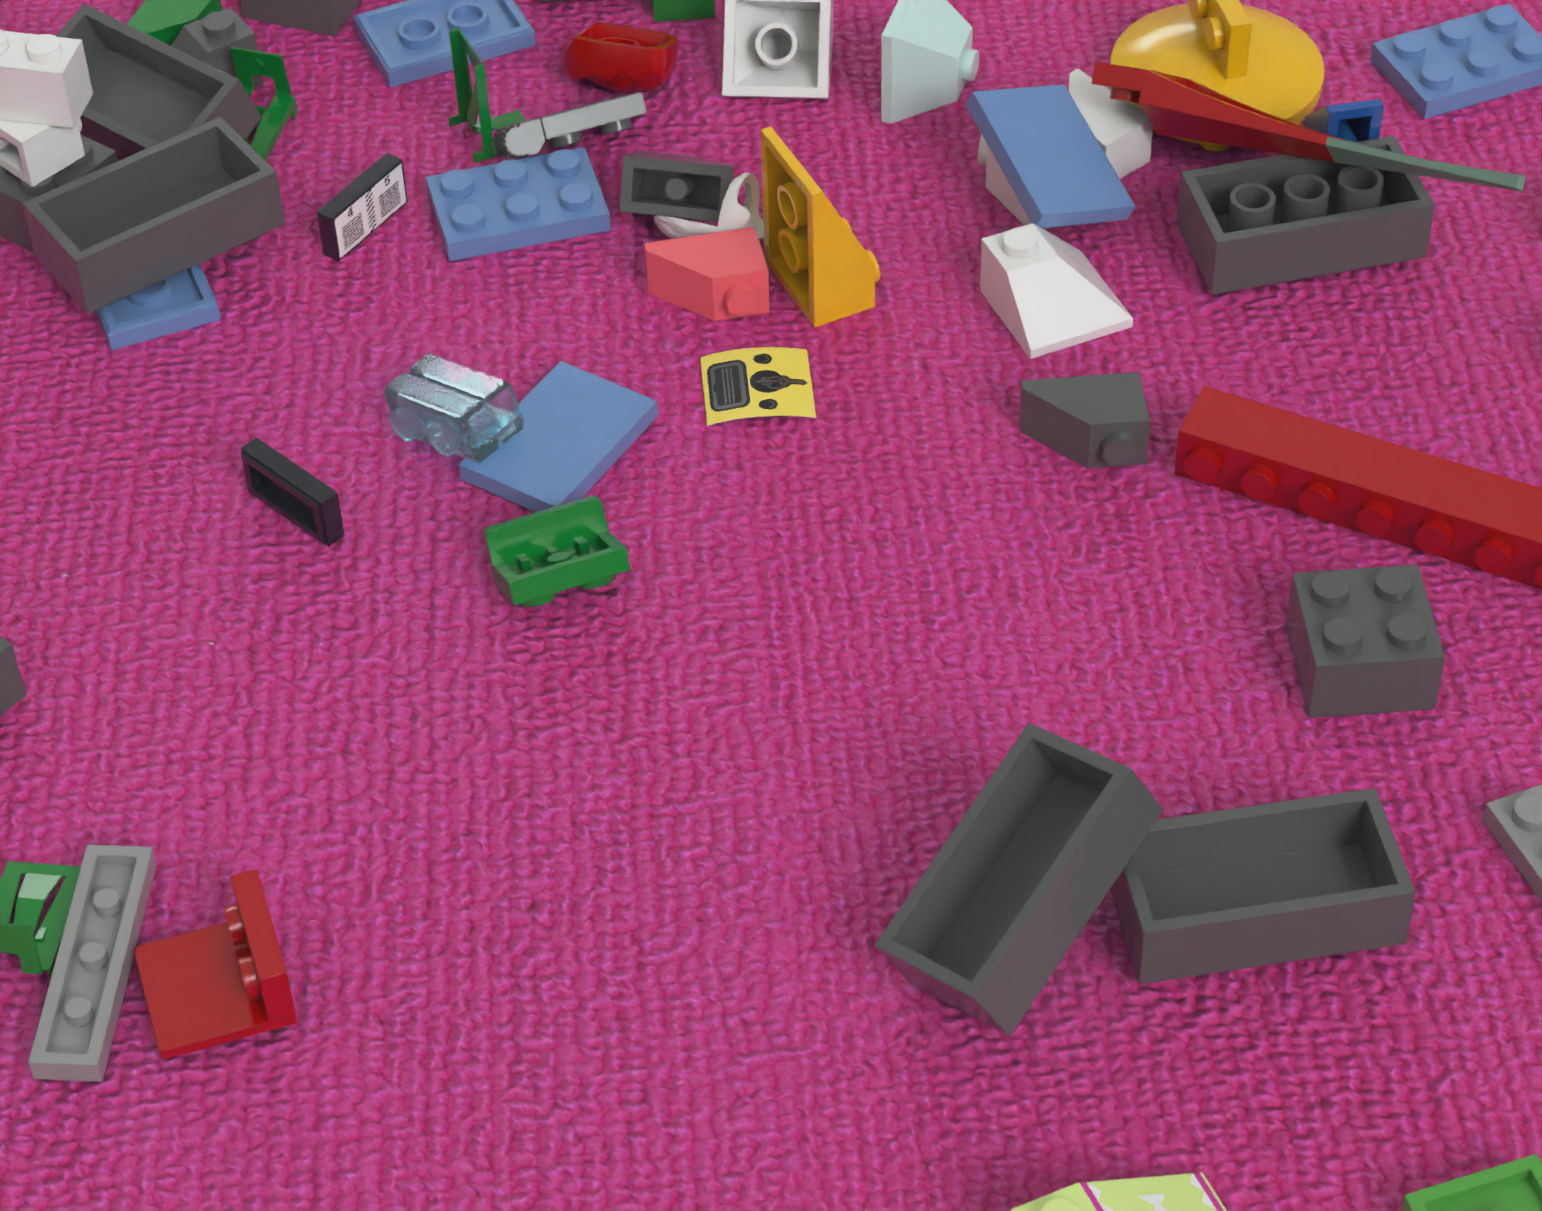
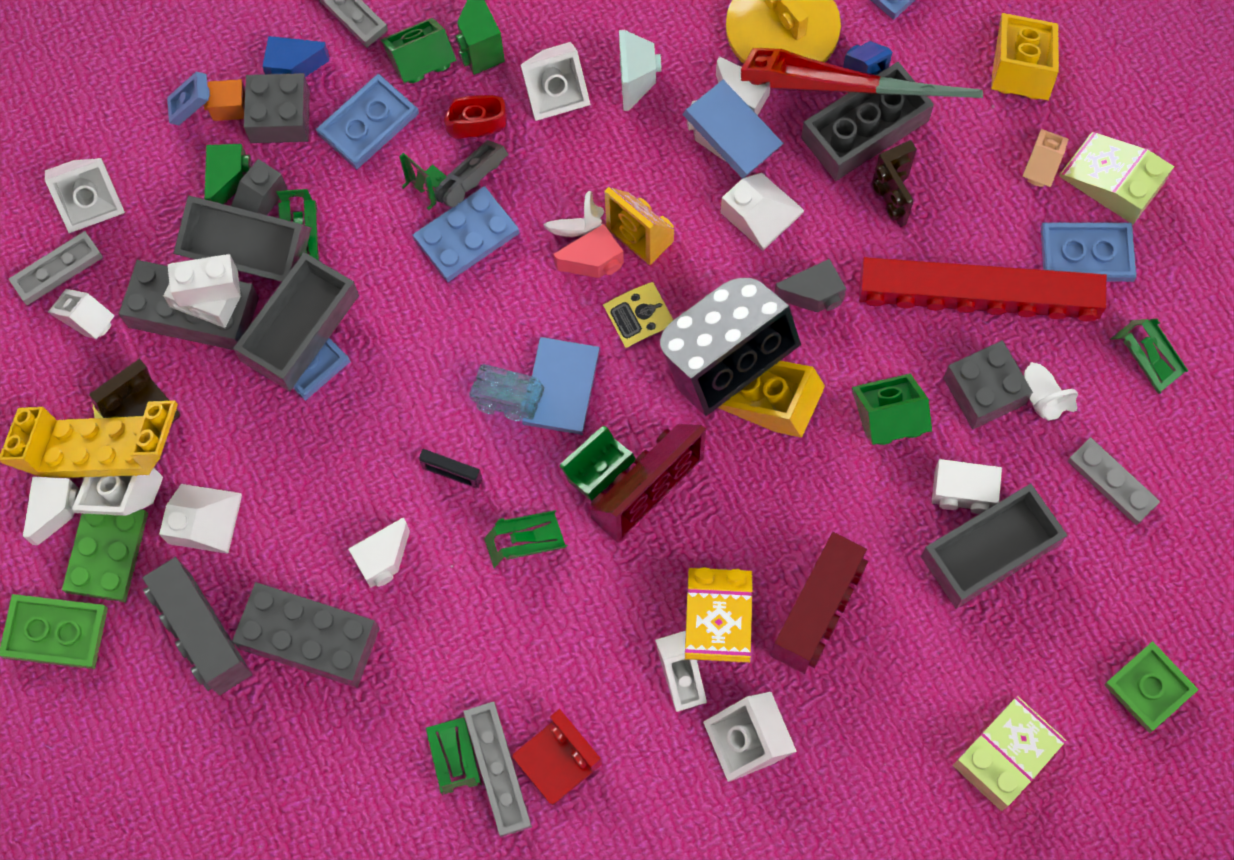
camera: 20 degrees left, 25 degrees up
(98, 573) = (381, 553): none -> white slope
(362, 207) = (391, 268): tile -> none
(383, 641) = (544, 533): none -> green piece
(531, 912) = (680, 673): none -> white slope
(609, 1056) = (749, 736): none -> white slope
(633, 587) = (649, 479): none -> dark red slope
(649, 816) = (719, 615): none -> yellow slope
(674, 185) = (550, 205): dark grey slope -> none
(843, 868) = (816, 607): none -> dark red brick
(884, 425) = (728, 341): none -> brick
(938, 545) = (779, 398): none -> yellow slope
(1019, 877) = (898, 591): dark grey piece -> none
(1157, 634) = (892, 409): none -> green slope
(1243, 768) = (966, 486): none -> white brick
(1321, 291) = (890, 173): none -> dark brown bracket
(1479, 692) = (1047, 395): none -> white piece

